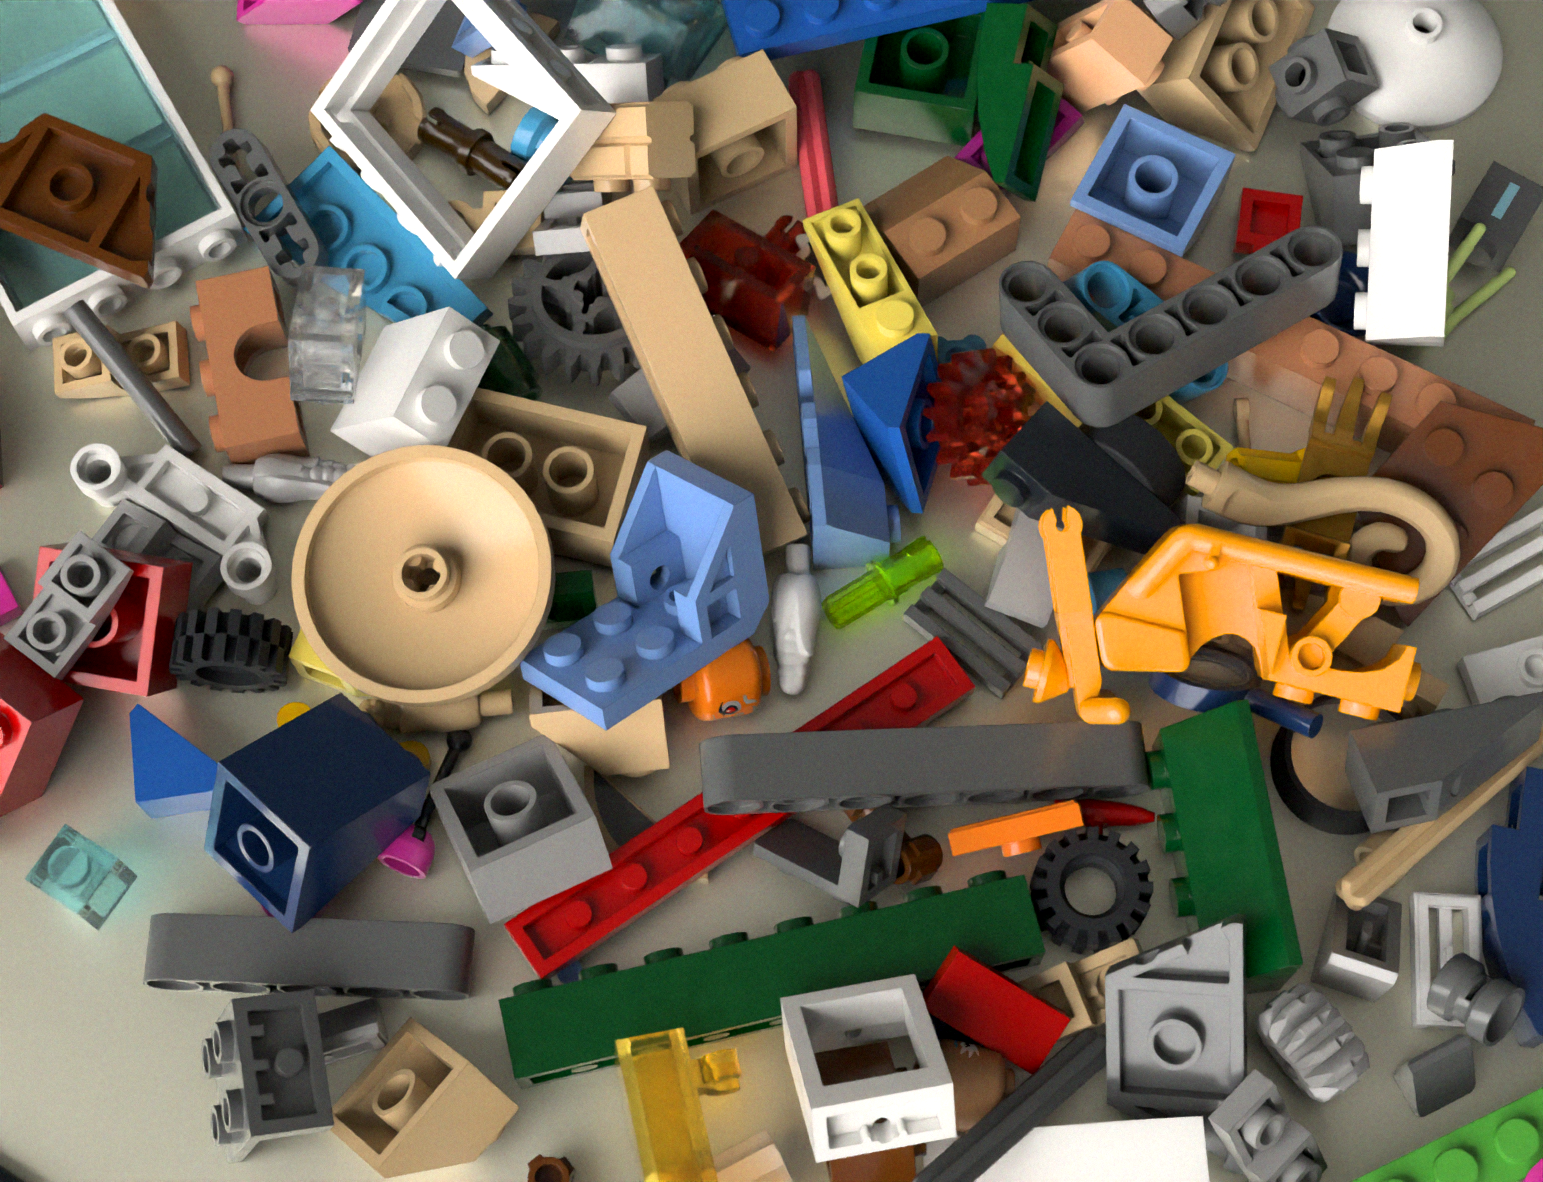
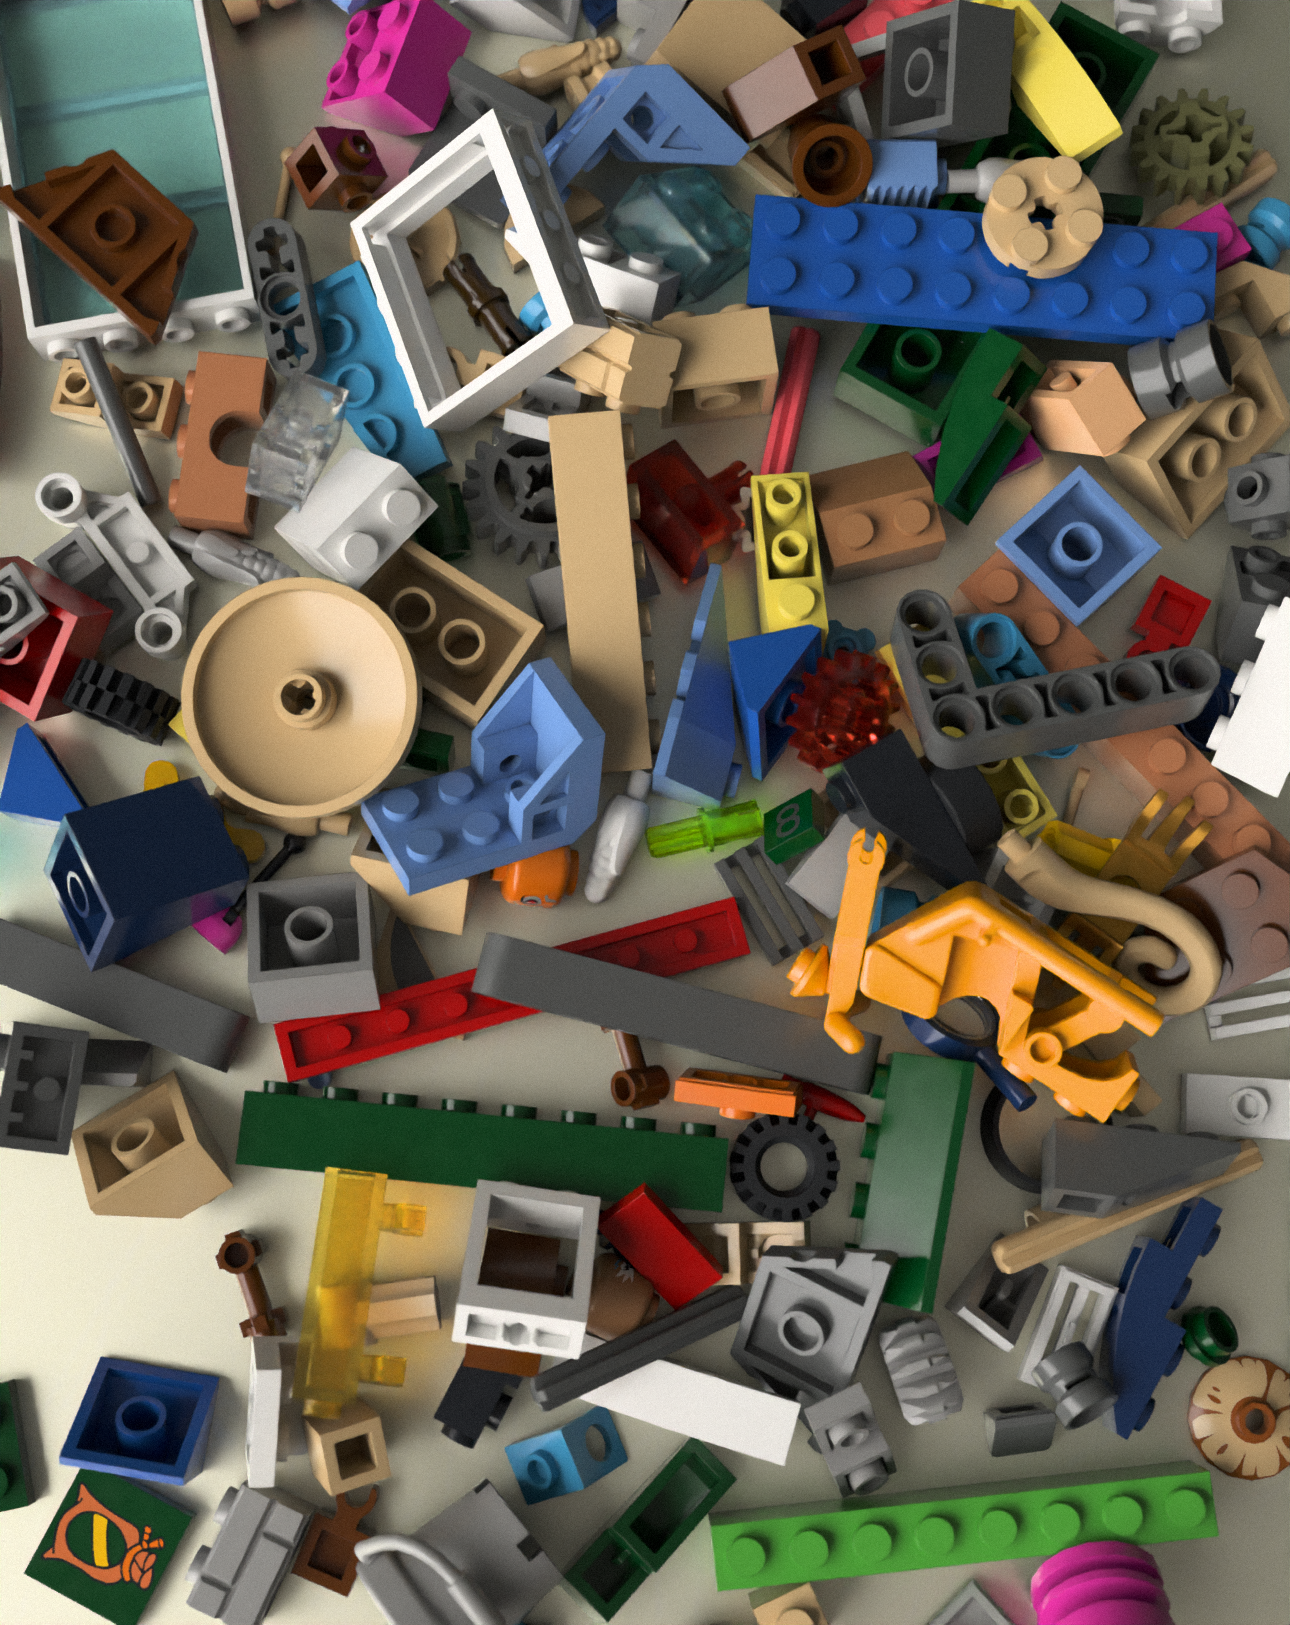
camera: 15 degrees right, 10 degrees up
(276, 67) = (336, 169): none -> reddish brown brick
(847, 869) = (576, 1077): dark grey bracket -> none
(972, 546) = (794, 826): none -> dark green tile

